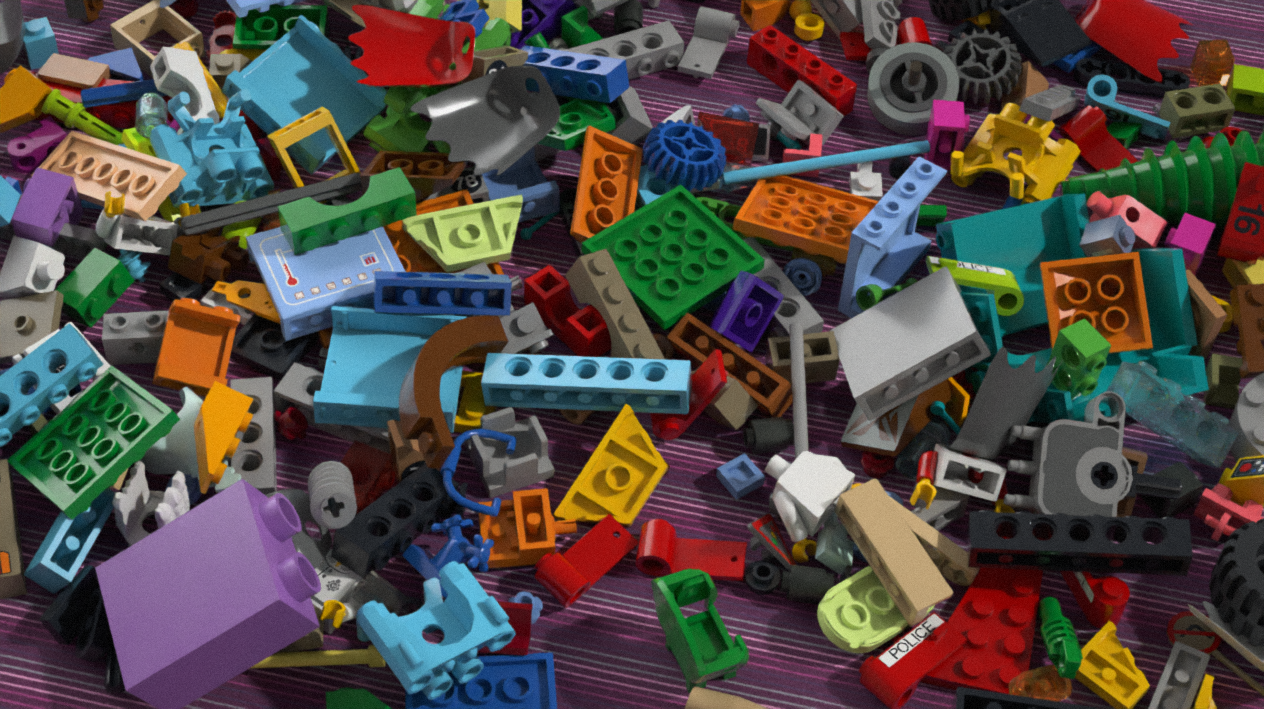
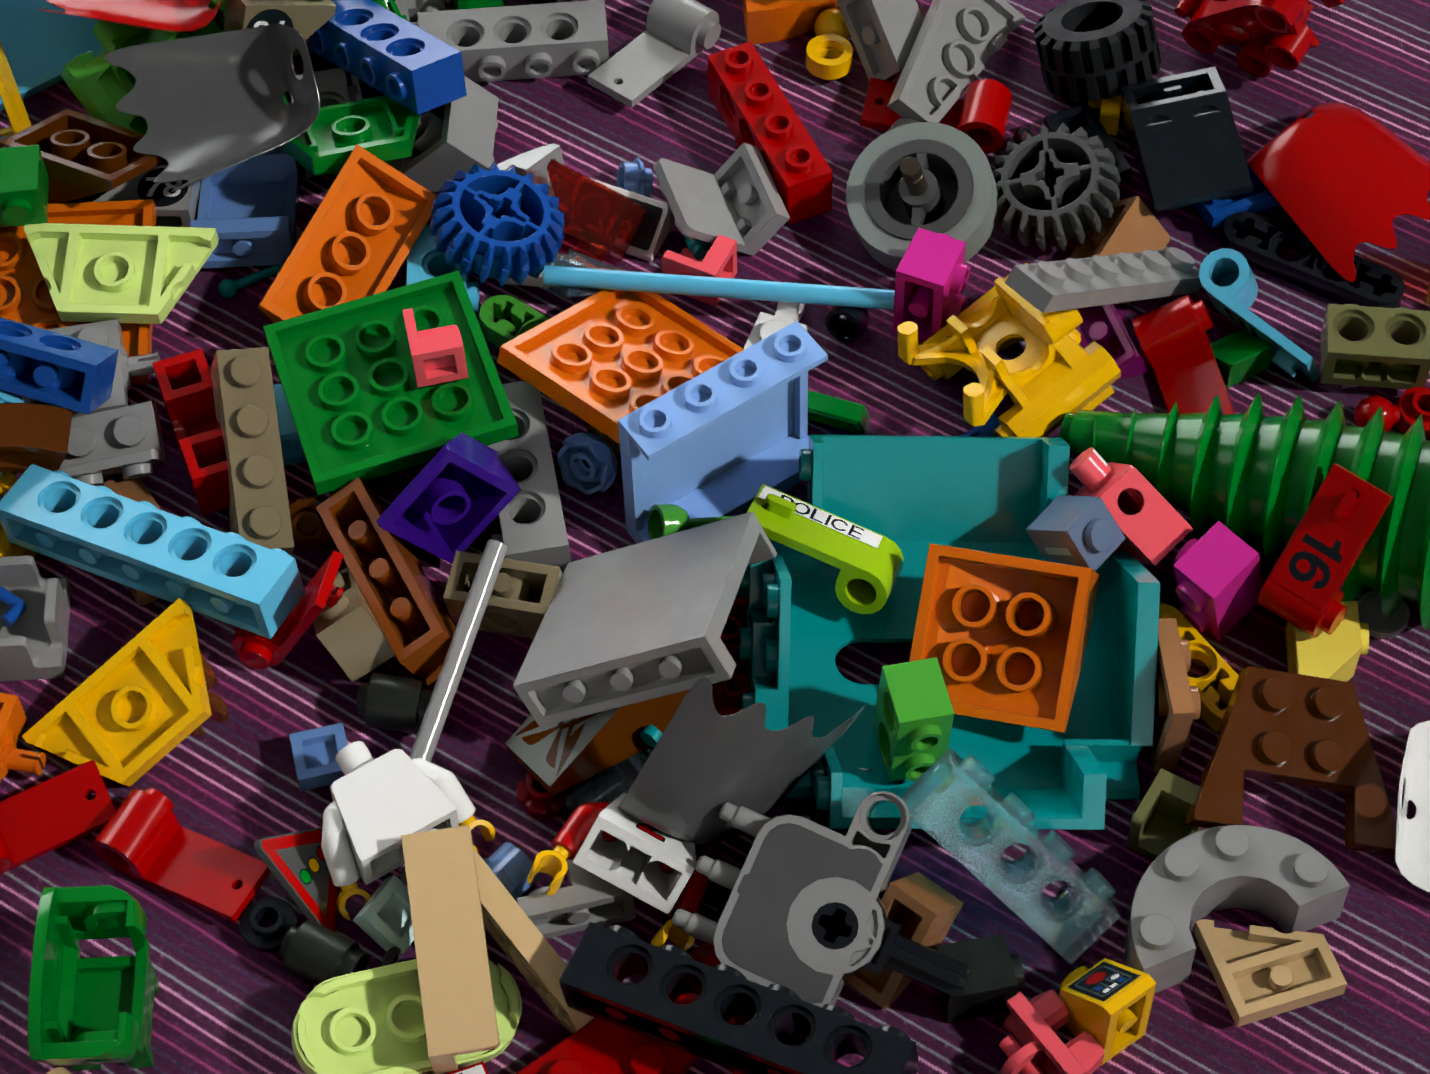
camera: 25 degrees right, 5 degrees up
(698, 231) = (435, 352): none -> coral panel

